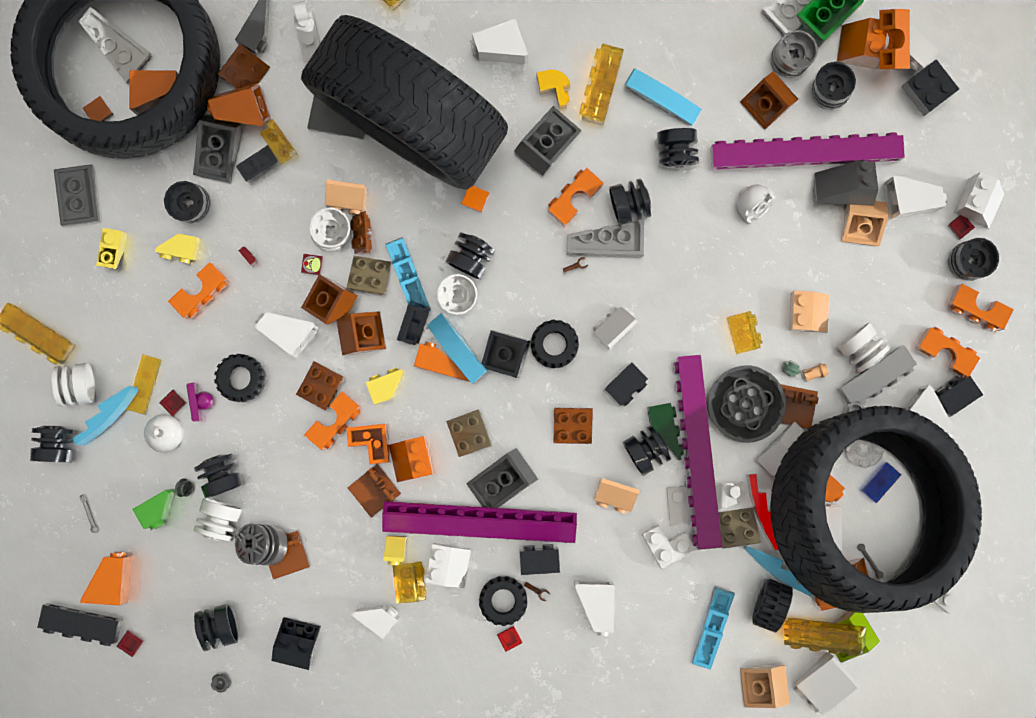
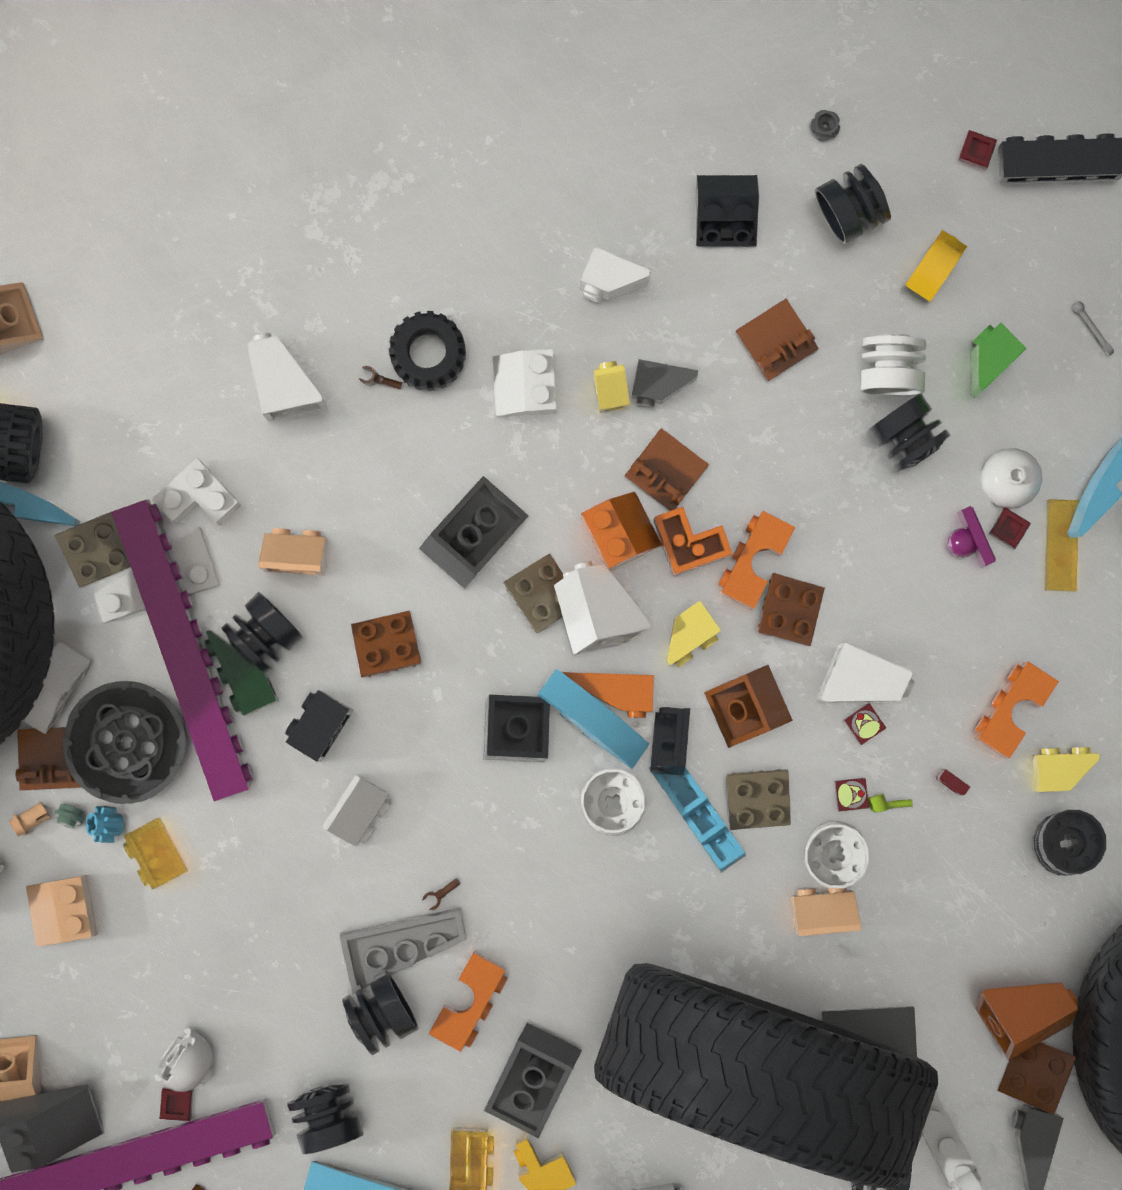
camera: 170 degrees right, 0 degrees up
(110, 581) = (1031, 232): orange slope -> none
(174, 576) = (936, 265): none -> yellow brick
(183, 487) = (958, 402): dark grey plate -> none
(216, 148) = (1047, 938): dark grey slope -> none
(223, 378) = (942, 584): black tyre -> none
(256, 163) = (977, 931): black hinge -> none
(261, 544) = (817, 344): flat silver wheel -> none
(278, 142) = (953, 973): clear yellow bracket -> none
(292, 305) = (864, 724): none -> tile
(297, 255) = (878, 803): none -> lime hand
(328, 300) = (810, 743): dark orange slope -> none
(360, 225) = (793, 872): dark orange hinge -> none
(366, 546) = (659, 382): none -> dark grey slope
(409, 582) = (577, 343): clear yellow bracket -> none
(437, 414) = (597, 609): none -> white slope
(470, 255) = (608, 868): black wheel -> none
(475, 198) = (622, 958): orange piece -> none
(479, 522) = (492, 460): magenta brick -> none
(509, 638) = (404, 297): red tile -> none
(539, 560) = (386, 425): black brick -> none
(547, 328) = (417, 767): black tyre -> none
(713, 628) = (97, 389): medium azure slope -> none
(759, 503) = (68, 591): red slope -> none
(766, 178) = (176, 1105): none -> dark red tile
(770, 357) = (104, 824): none -> medium azure gear

